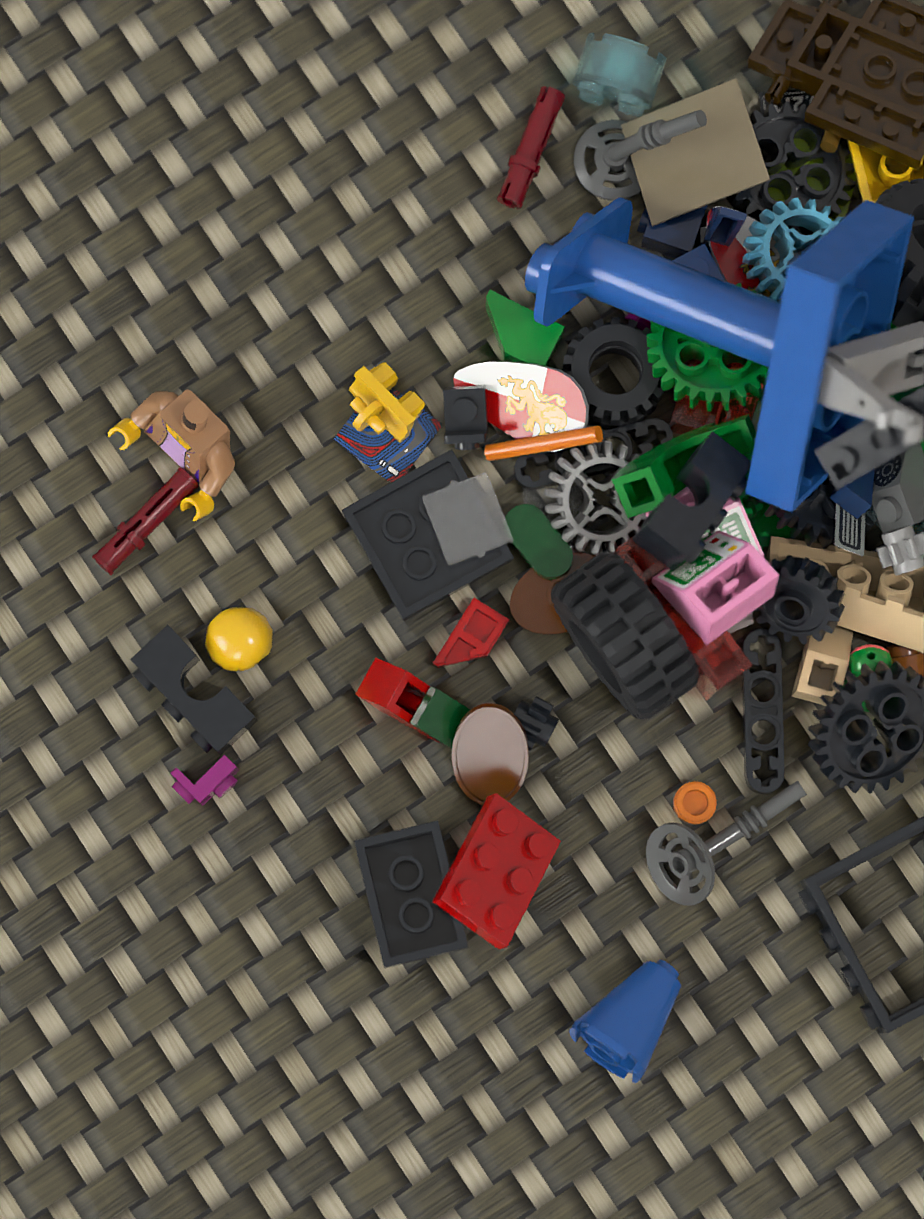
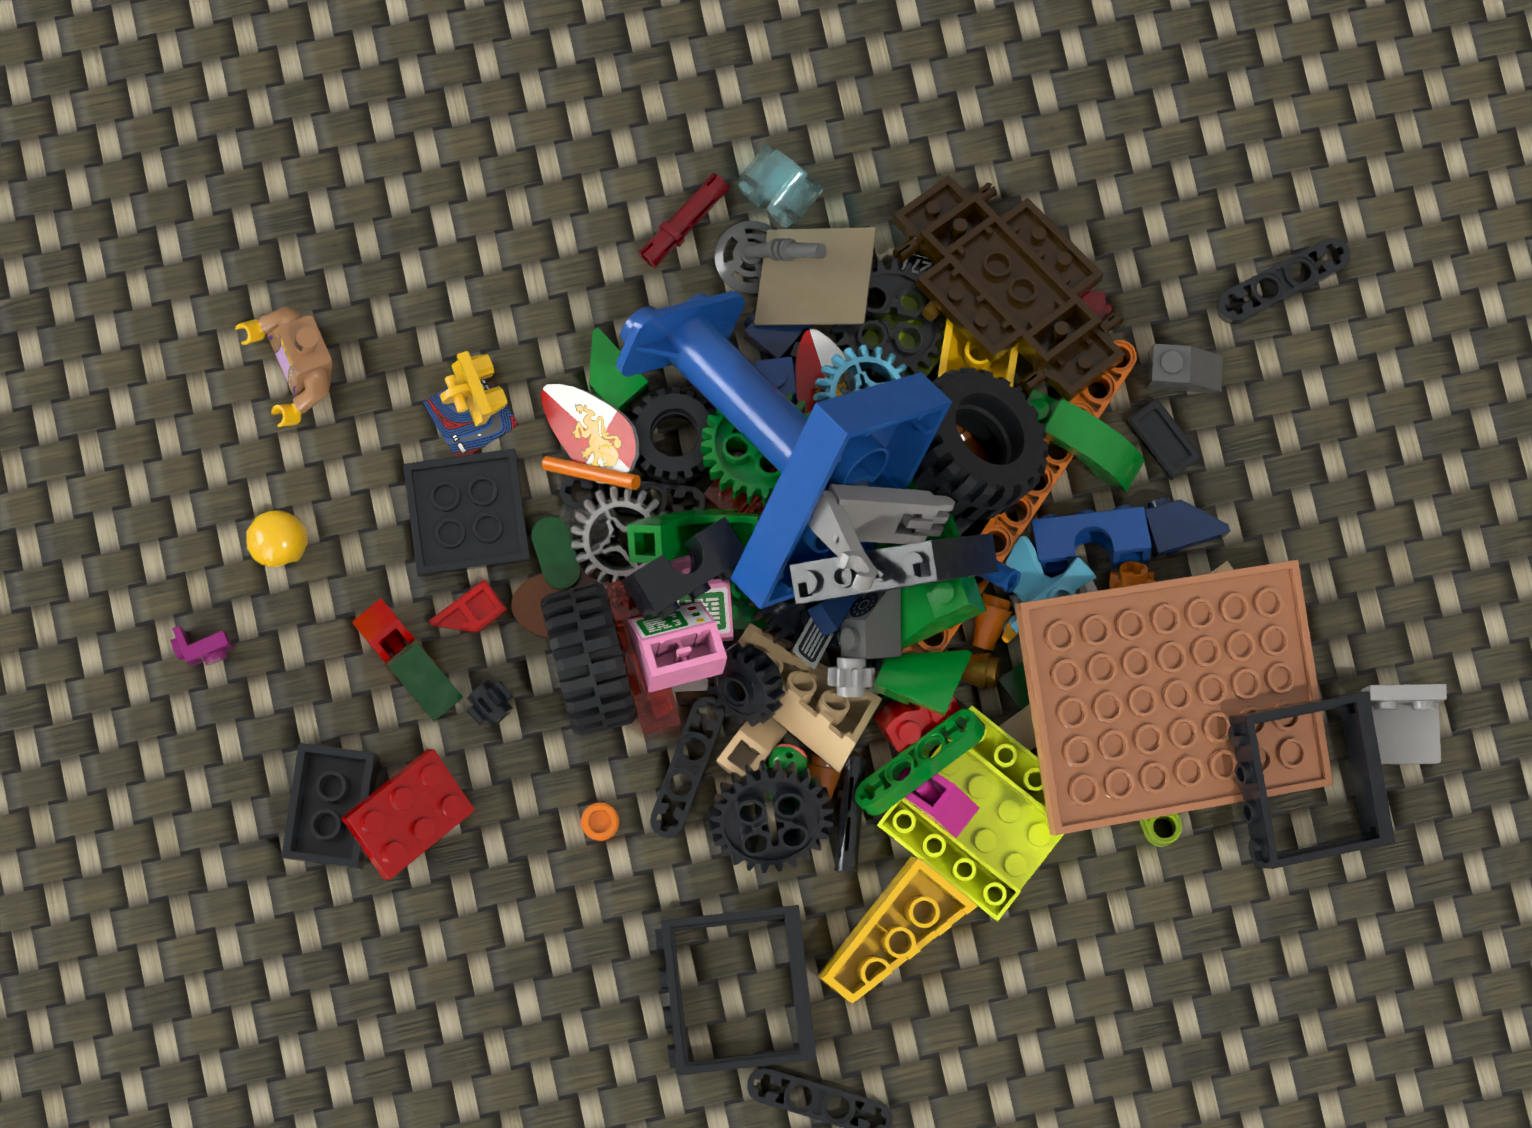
camera: 20 degrees right, 0 degrees up
(145, 521) = (237, 411): dark red pin -> none
(164, 665) = (205, 538): black arch -> none
(465, 416) = (537, 425): black bracket -> none
(467, 519) = (503, 511): clear piece -> none
(490, 753) = (443, 714): piece -> none
(629, 1020) = (471, 980): blue cone -> none
(700, 857) = (579, 865): dark grey dish -> none
(724, 225) = (810, 347): dark blue piece -> none

